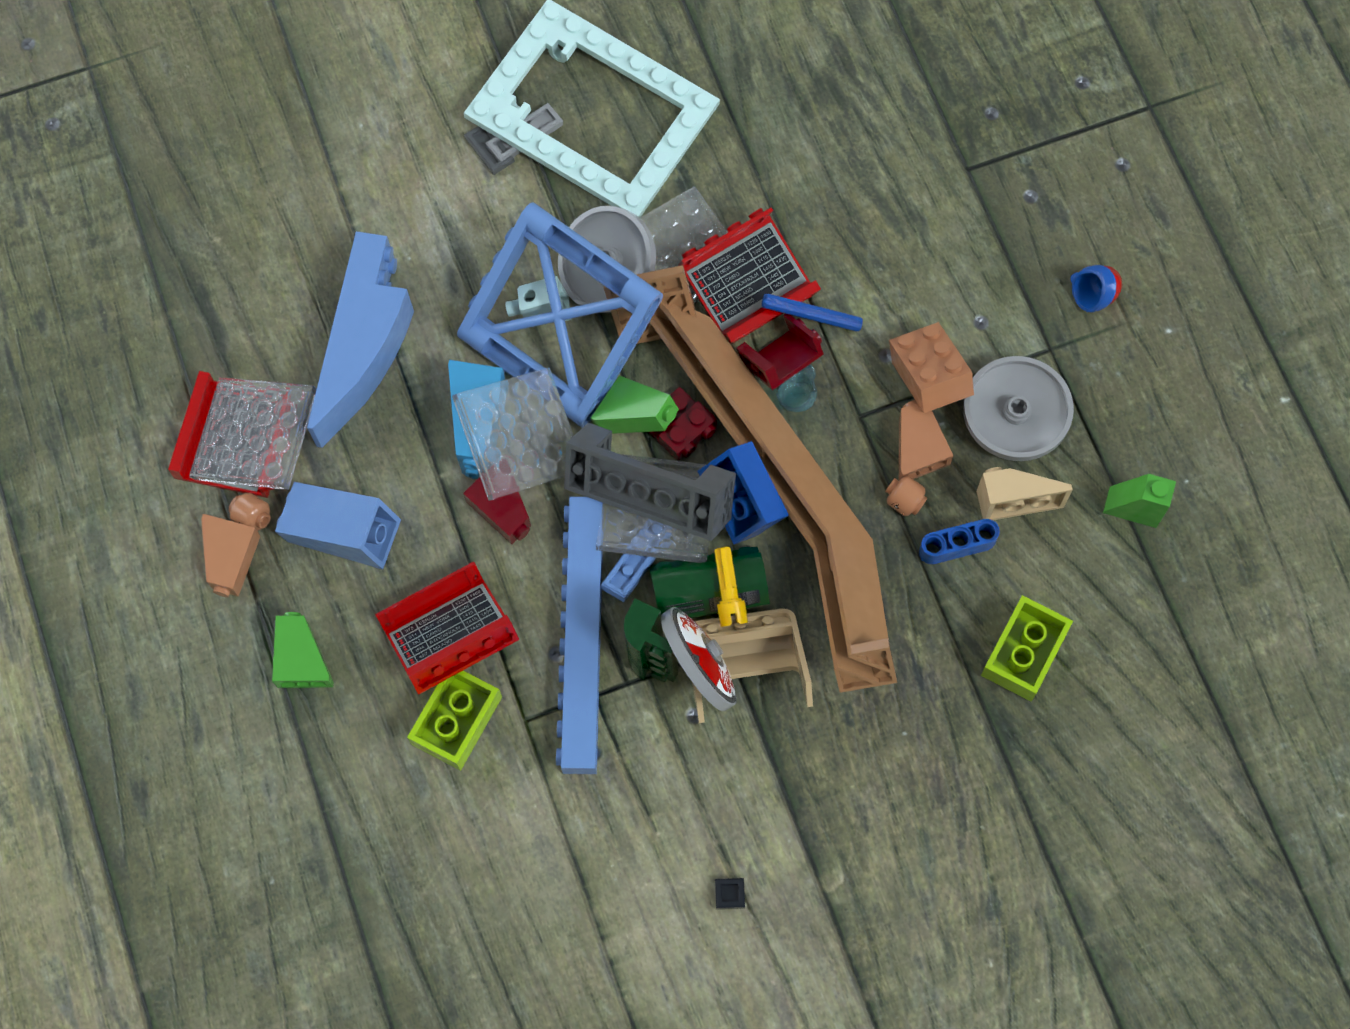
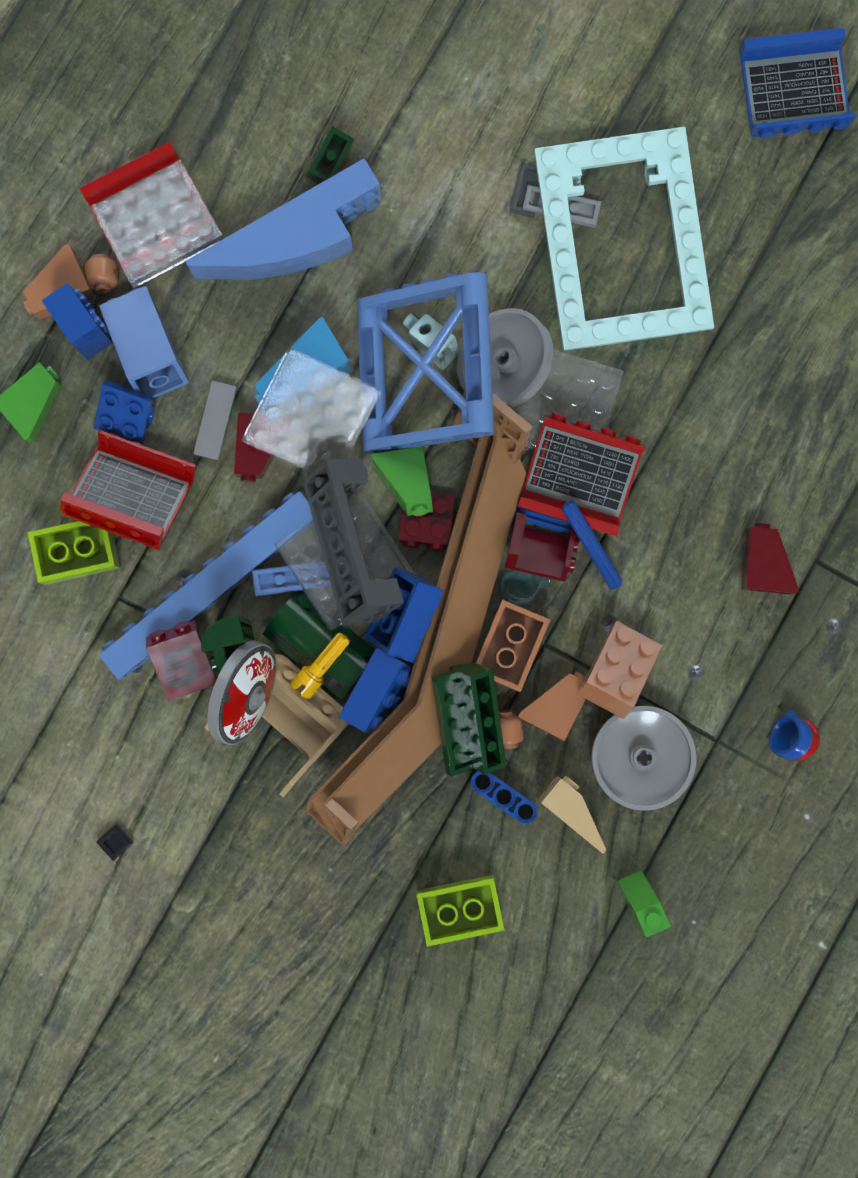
camera: 45 degrees right, 15 degrees up
(274, 552) = (78, 320): none -> blue brick
(326, 263) = (329, 156): none -> dark green brick
(377, 583) = (124, 412): none -> blue plate
(451, 522) = (215, 420): none -> light grey tile
(625, 701) = (180, 660): none -> panel
(763, 333) = (545, 520): none -> blue axle
(789, 565) = (376, 692): none -> blue brick
(840, 437) = (512, 644): none -> nougat brick
(874, 509) = (469, 719): none -> dark green brick
(938, 201) = (766, 562): none -> dark red slope

